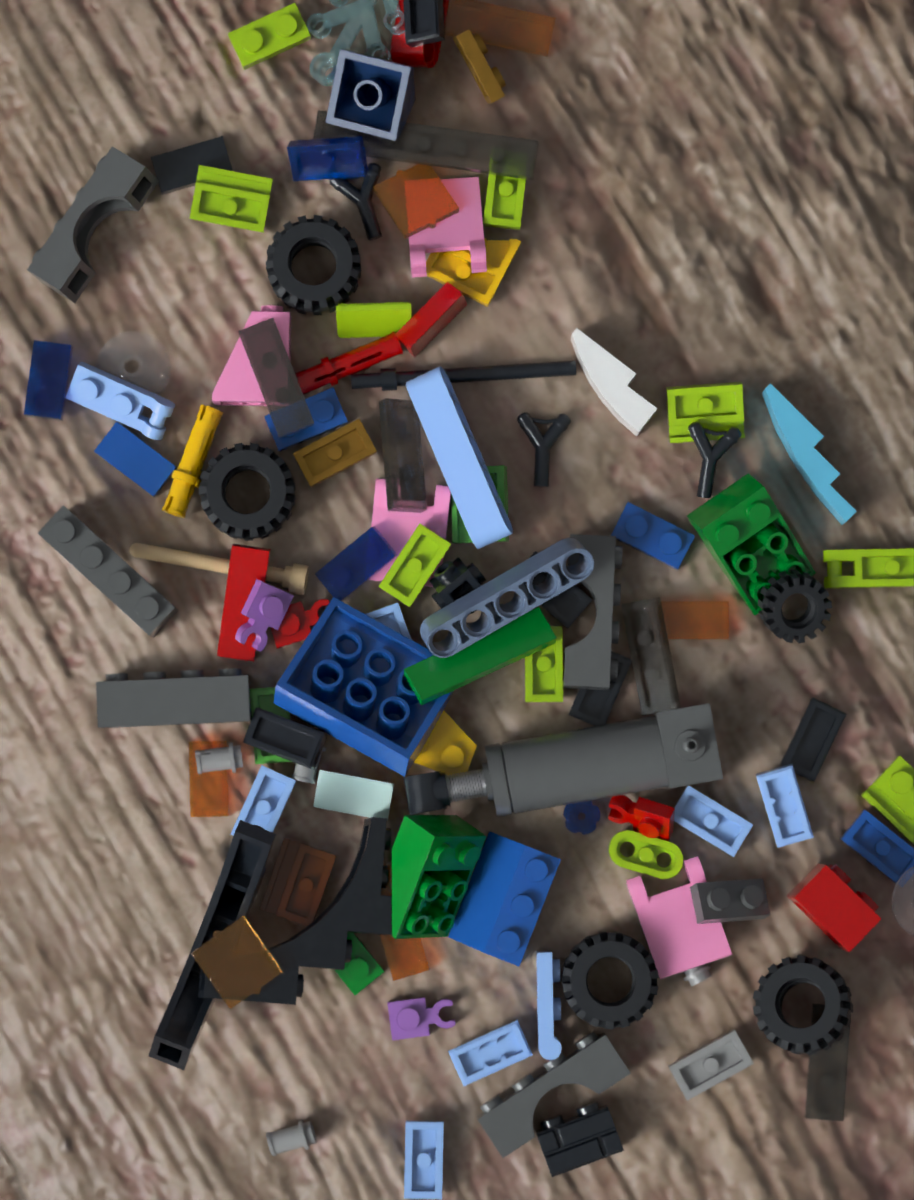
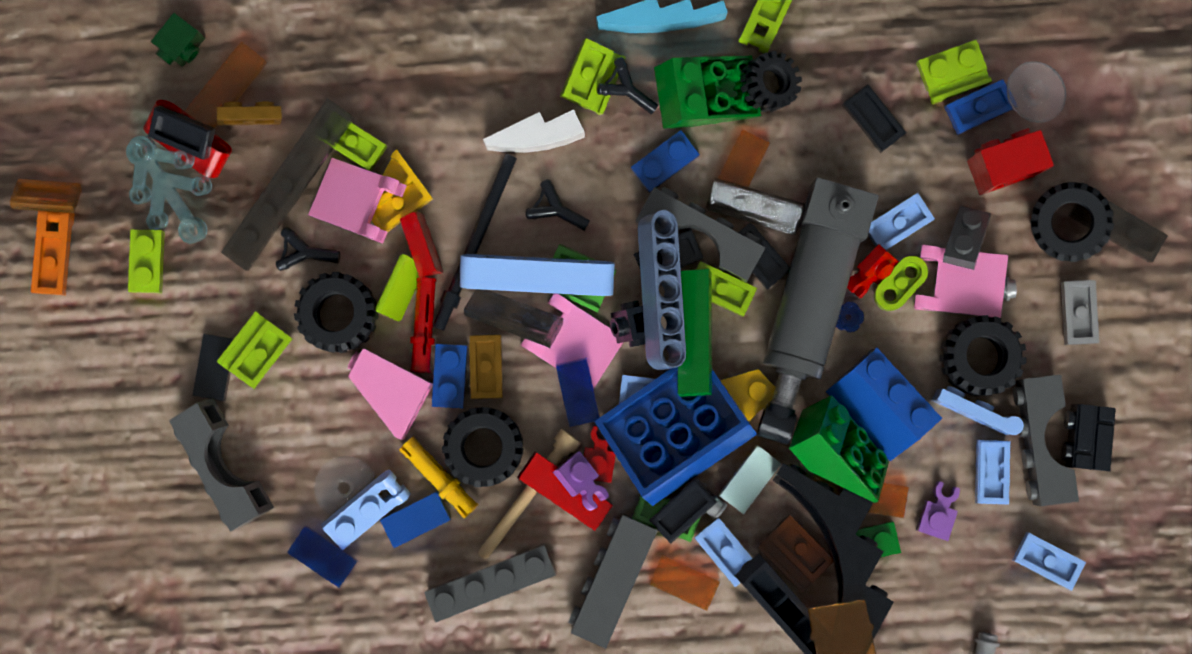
camera: 60 degrees left, 0 degrees up
(219, 759) = (674, 567): light grey pin -> none
(276, 377) = (408, 382): clear smoke tile -> none
(327, 158) = (261, 262): clear blue plate -> none
(371, 95) = (229, 205): dark blue slope -> none
(414, 565) = (600, 348): lime plate -> none
(416, 199) = (325, 212): clear orange piece -> none
(784, 805) = (914, 162): light blue plate -> none

